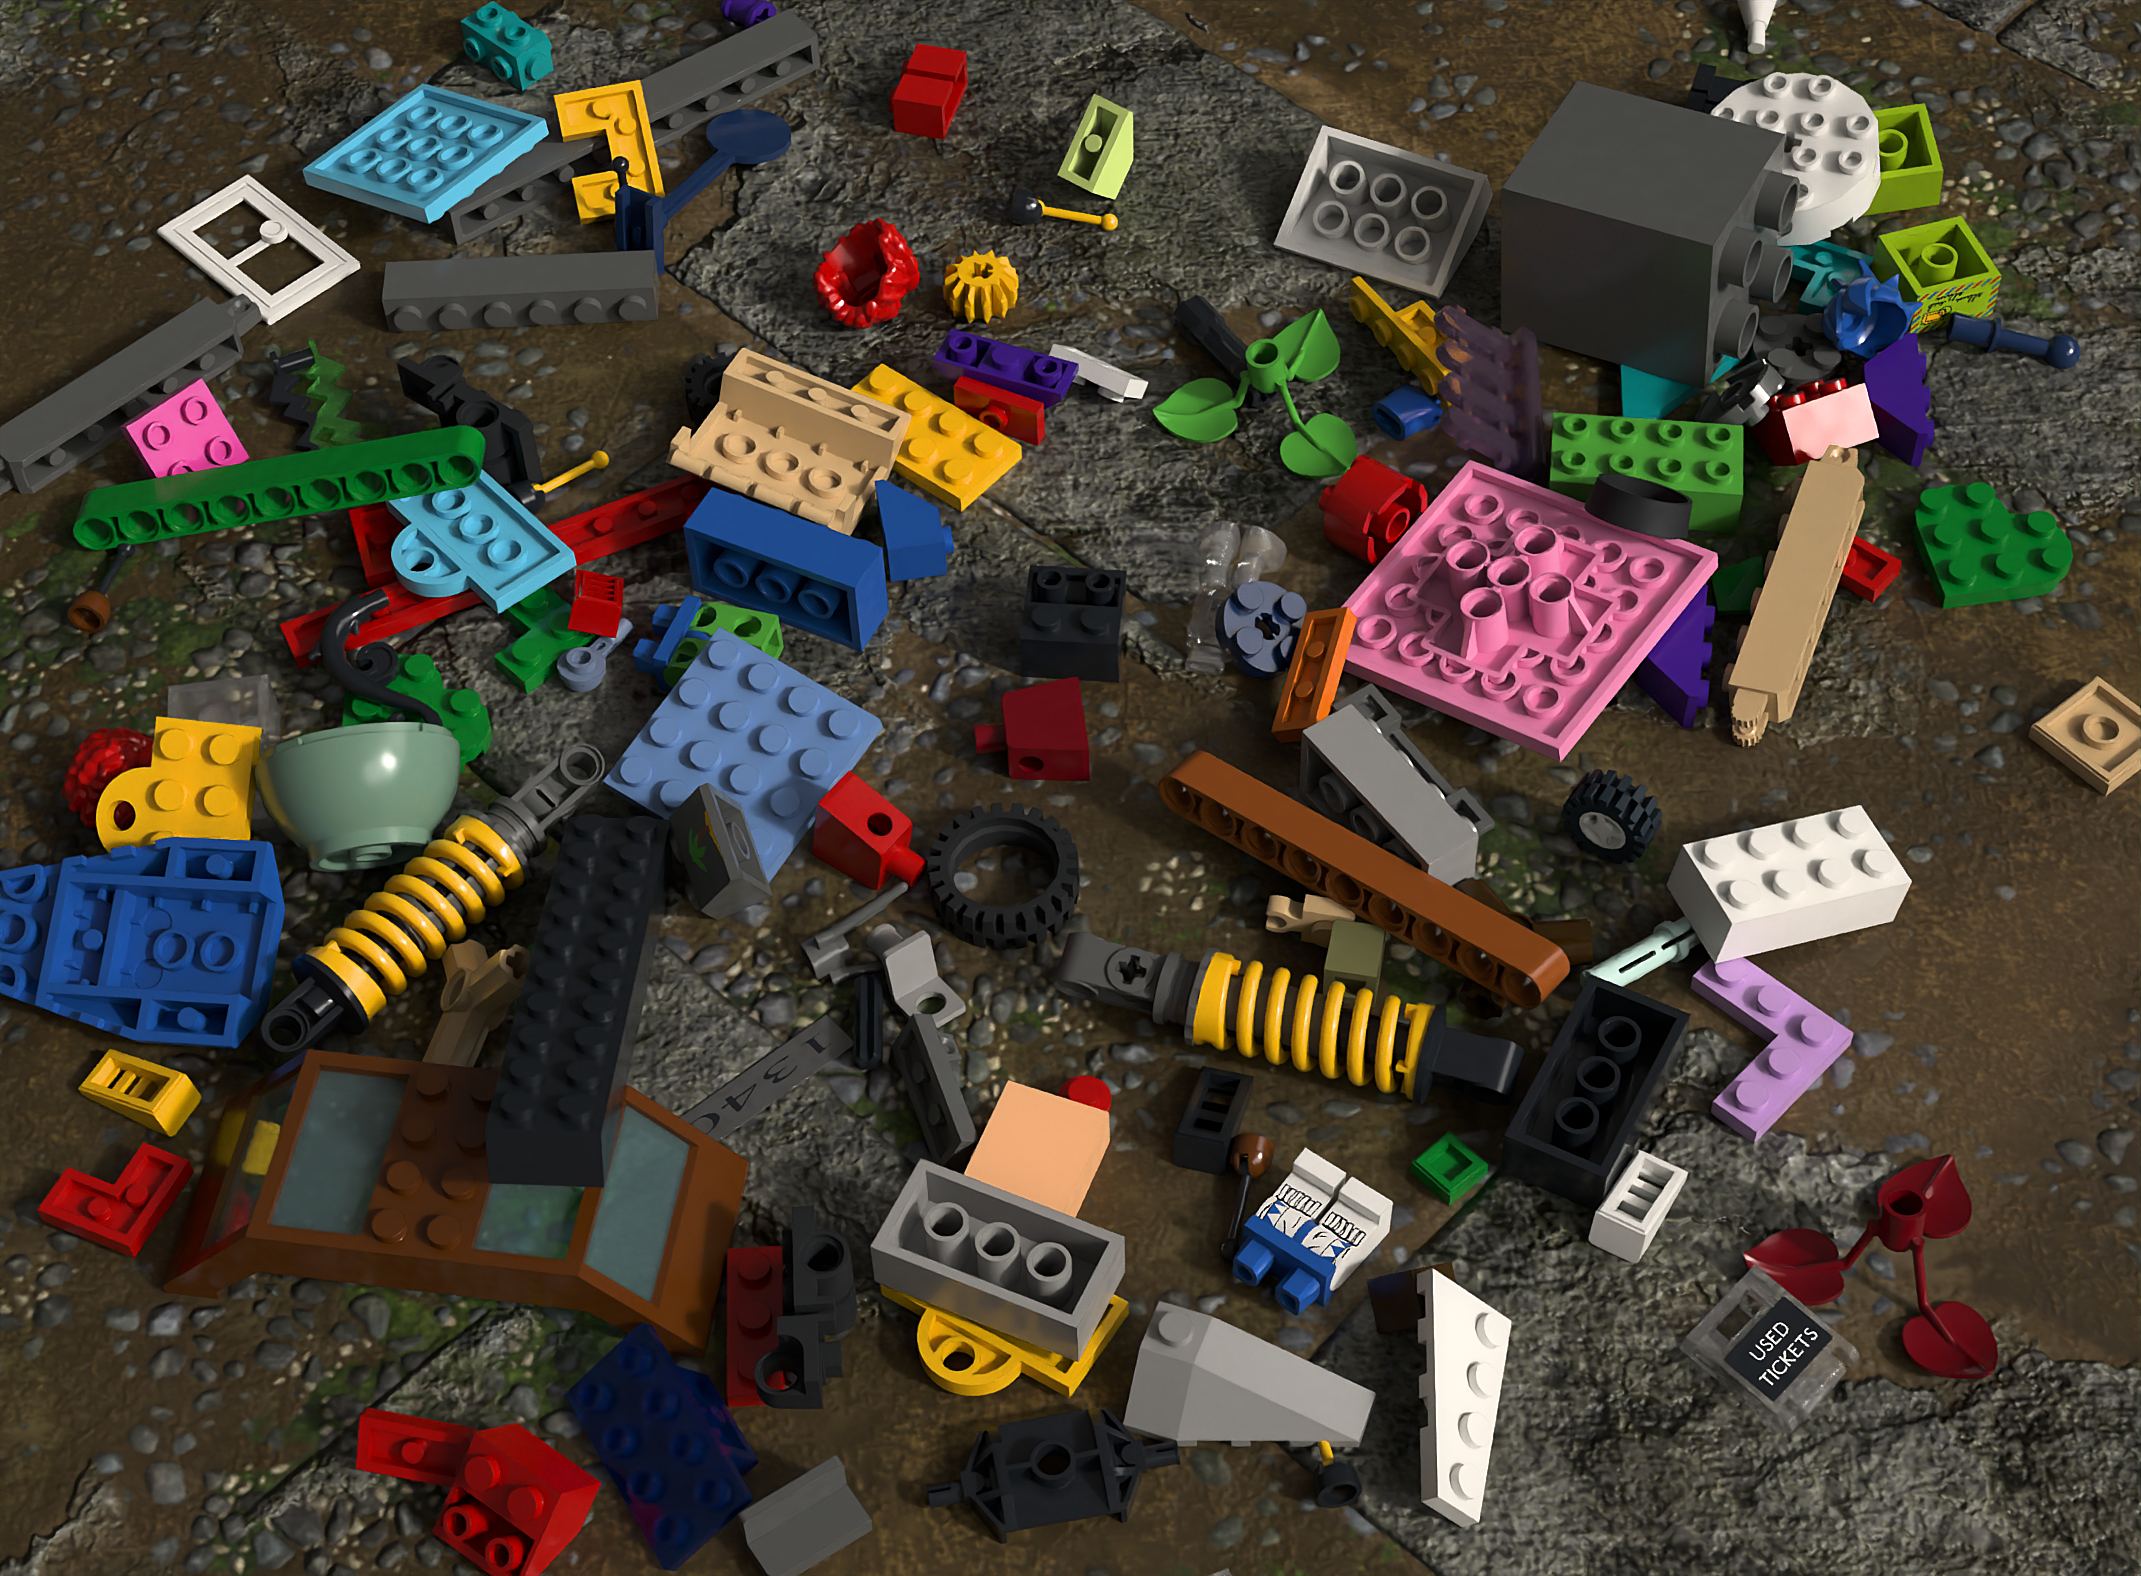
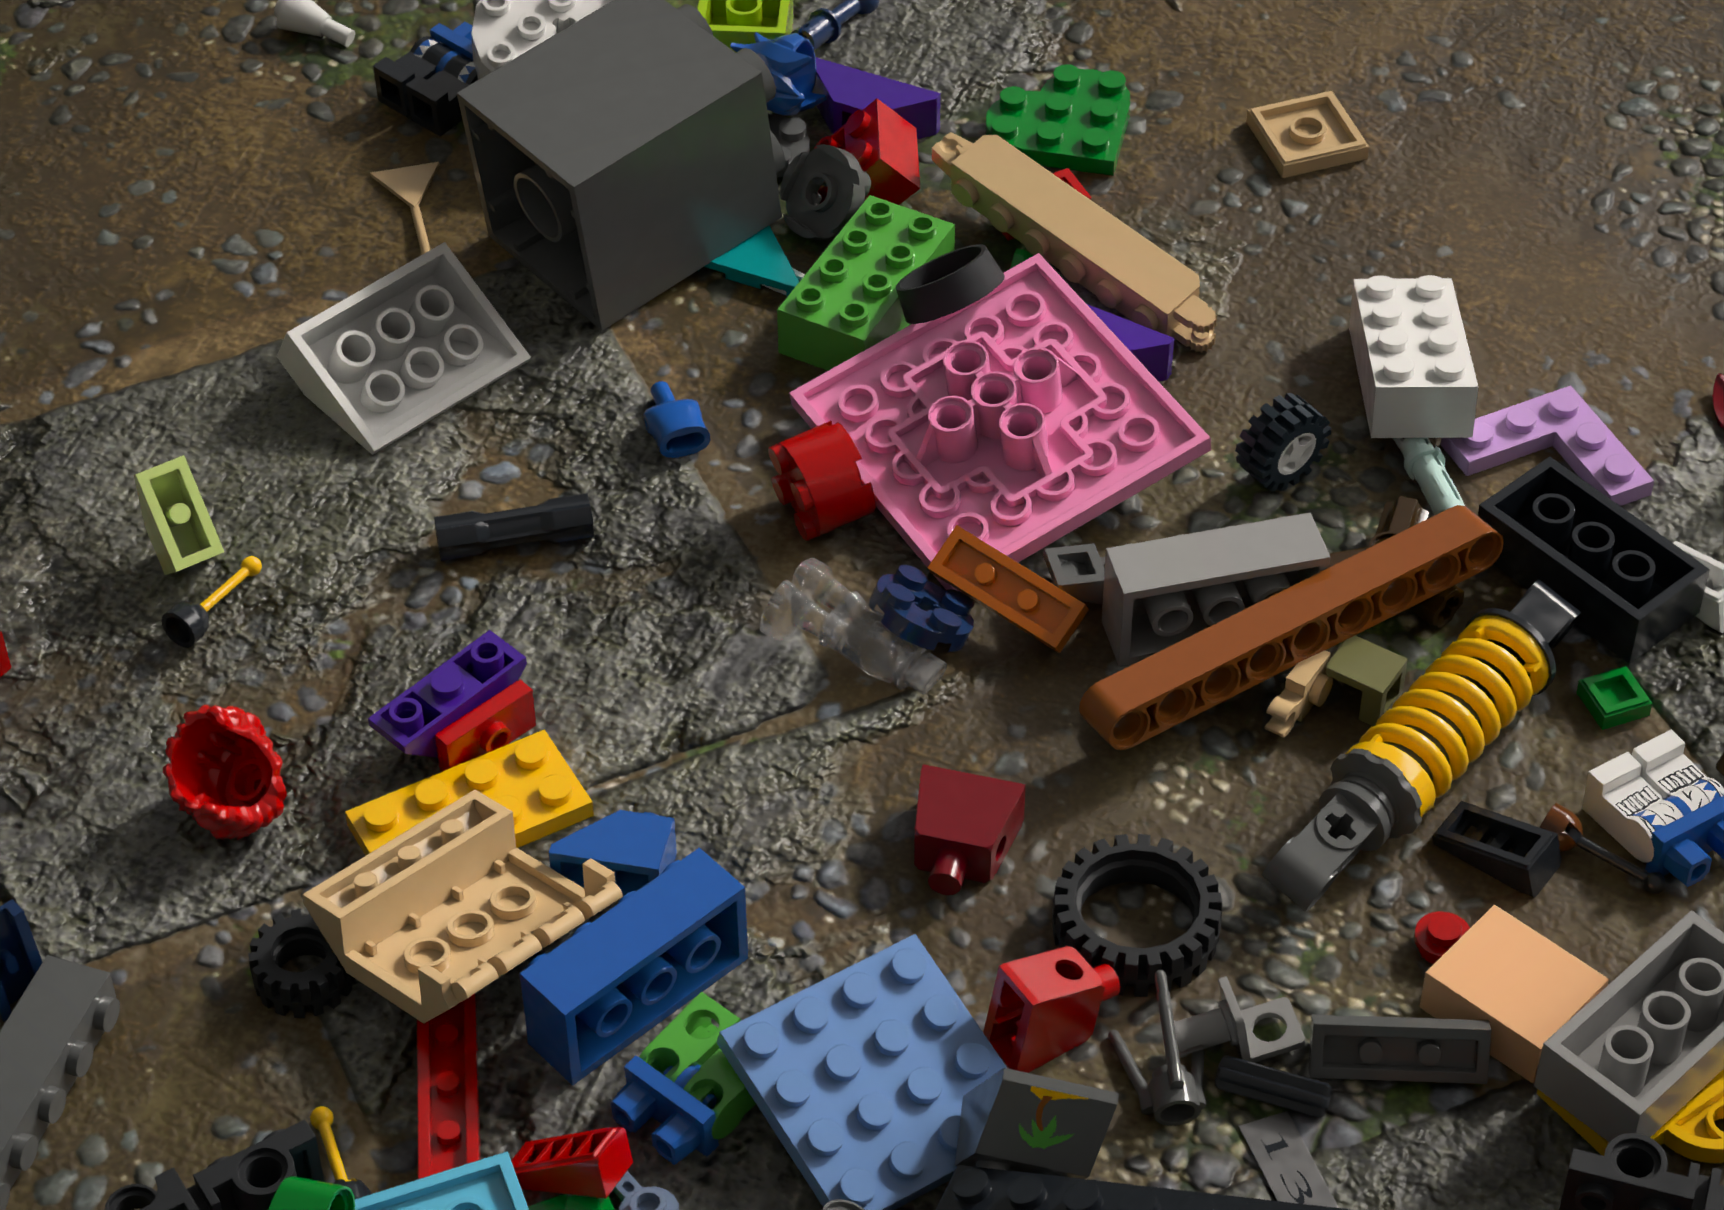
camera: 70 degrees left, 5 degrees down
(980, 286) = (289, 691): yellow gear -> none
(1073, 623) = (834, 753): black slope -> none
(1113, 381) = (505, 623): white plate -> none
(1304, 349) = (583, 579): bright green plant -> none
(1406, 332) = (596, 383): yellow bracket -> none
(1493, 392) = (723, 342): clear purple fence -> none

